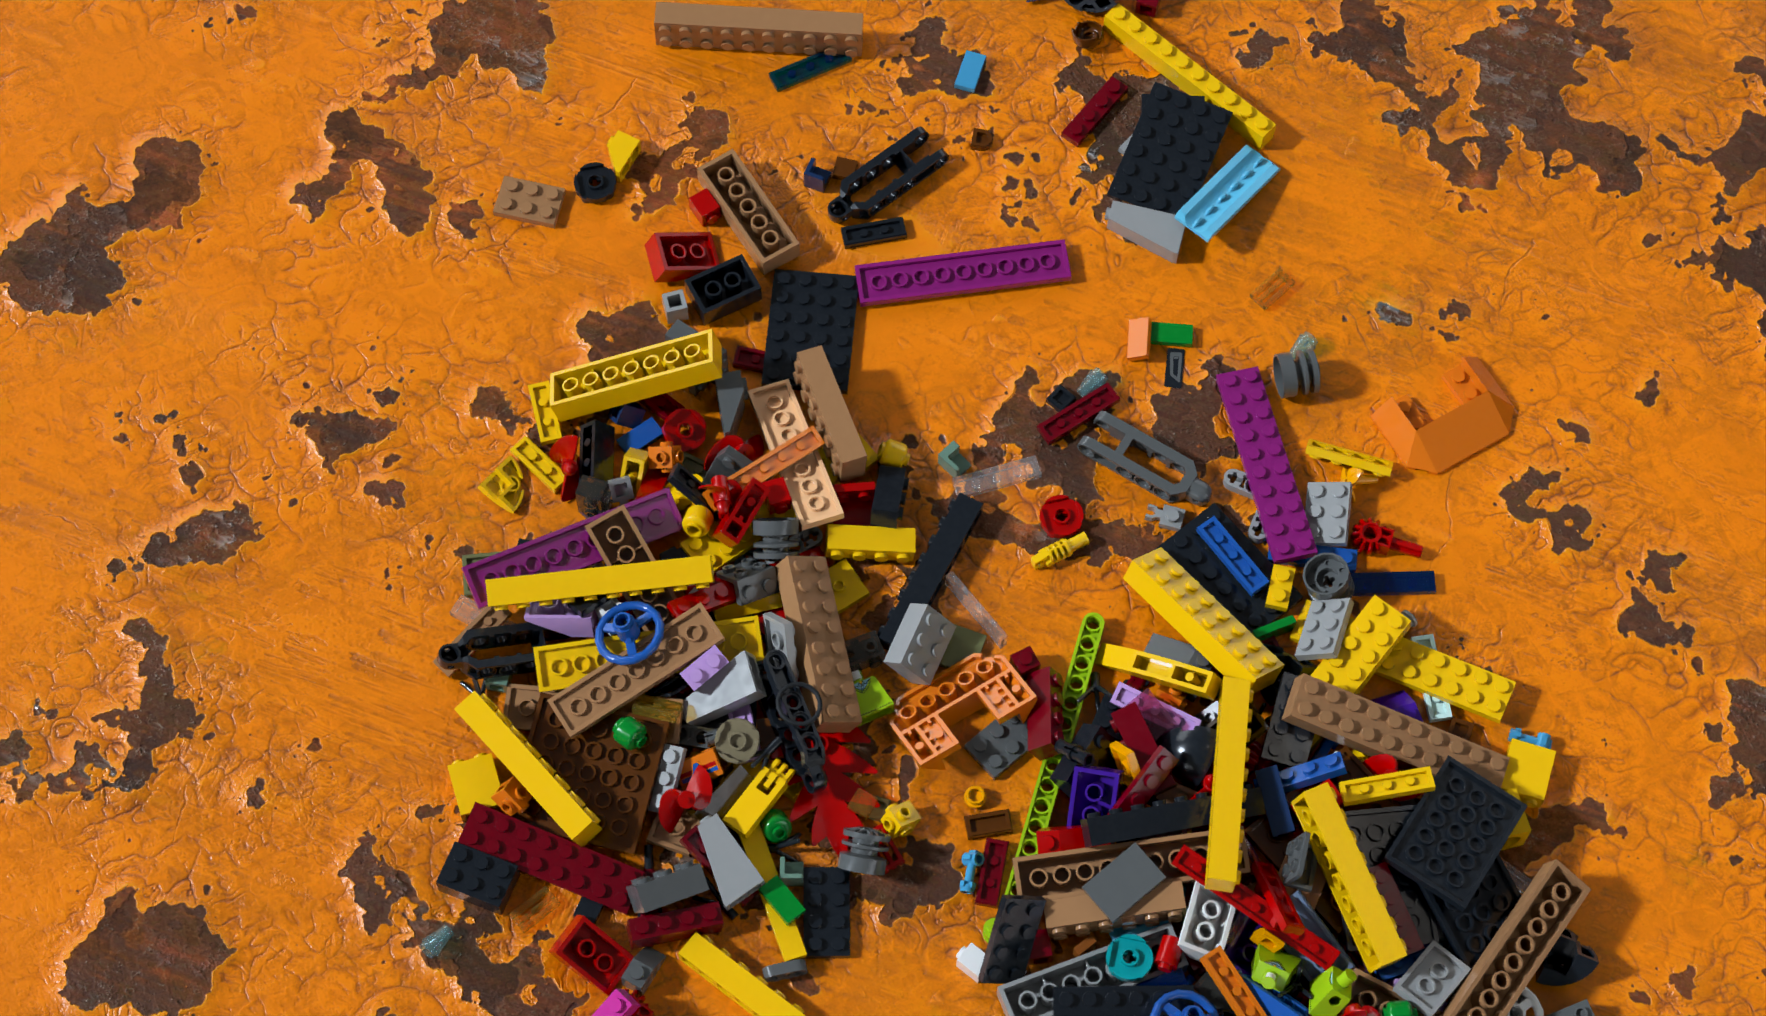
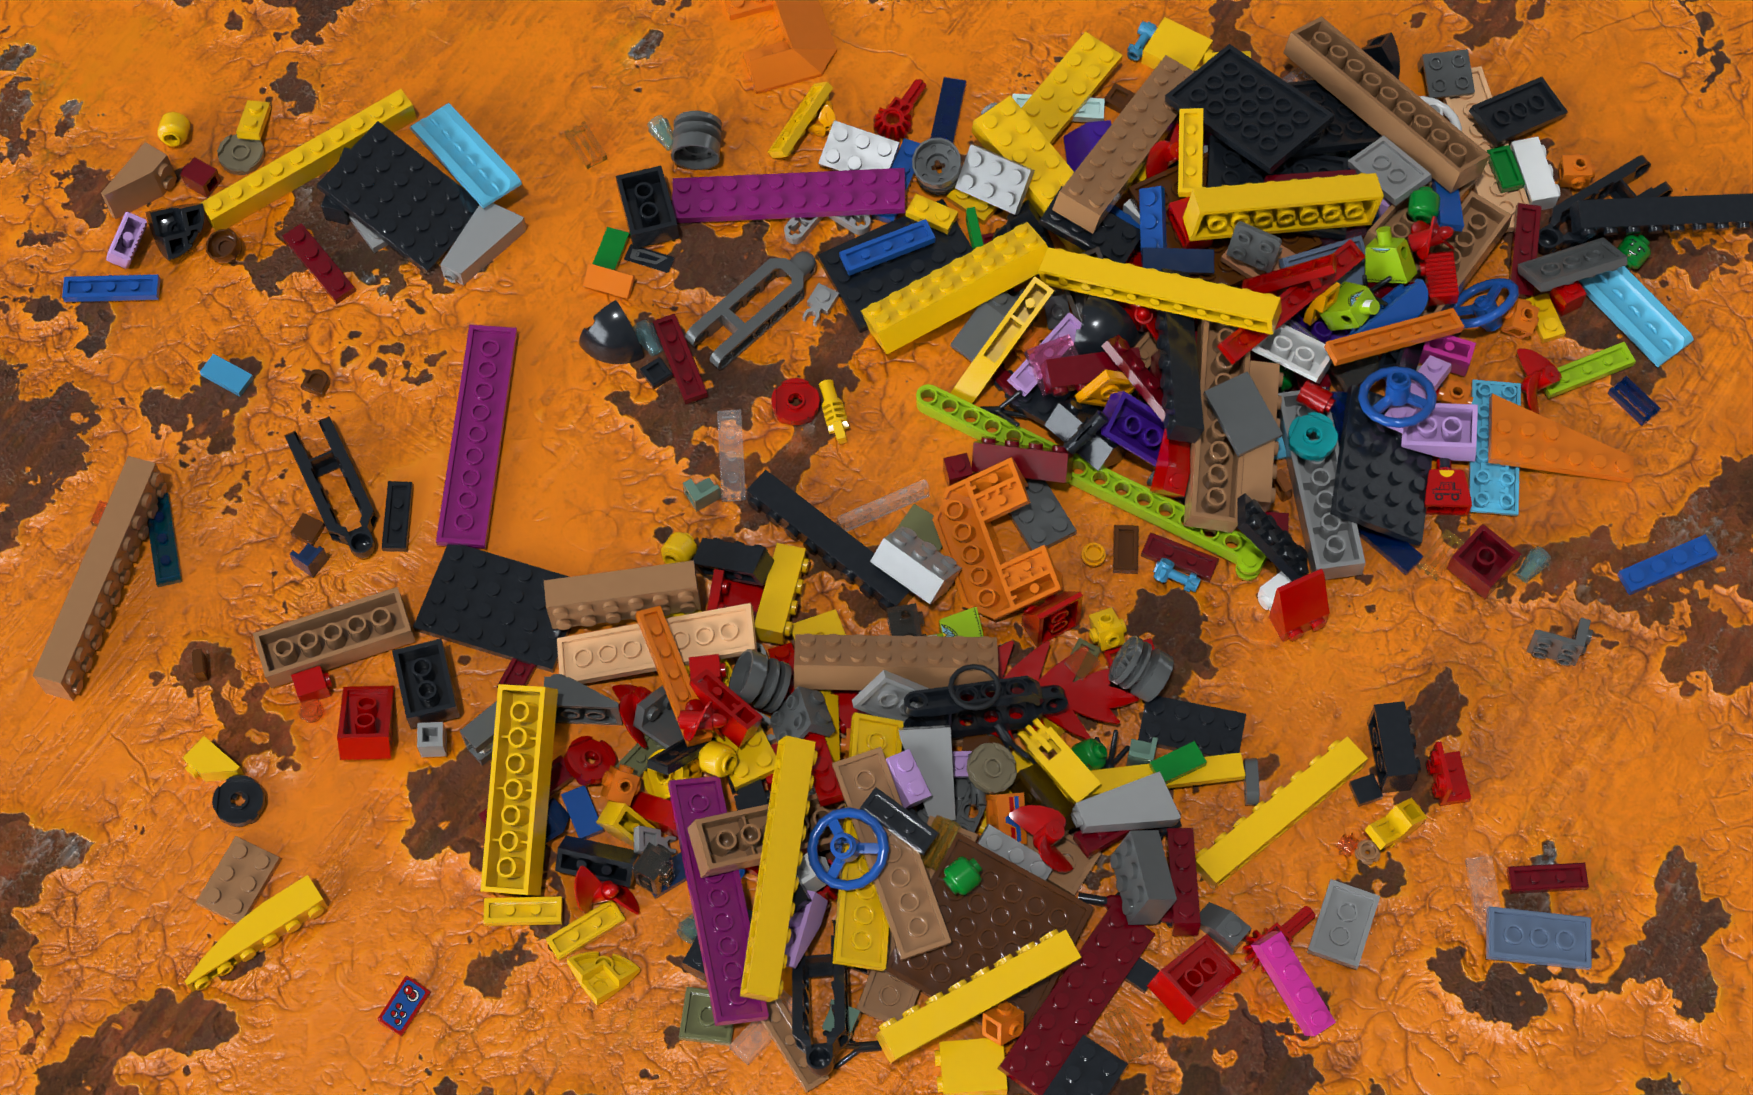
camera: 75 degrees left, 0 degrees up
(449, 346) = (403, 1006): none -> slope
(489, 226) = (258, 930): none -> yellow slope
(662, 667) = (900, 821): none -> black tile
(684, 219) = (313, 716): none -> clear orange plate
(703, 122) = (200, 665): none -> reddish brown tile
(899, 768) = (1053, 617): none -> red slope
(957, 980) = (1300, 606): none -> red slope
(1080, 352) = (611, 337): none -> black brick
(1184, 24) = (240, 155): none -> dark tan tile
(1217, 24) = (253, 120): none -> yellow plate
(1218, 350) = (647, 207): none -> black brick

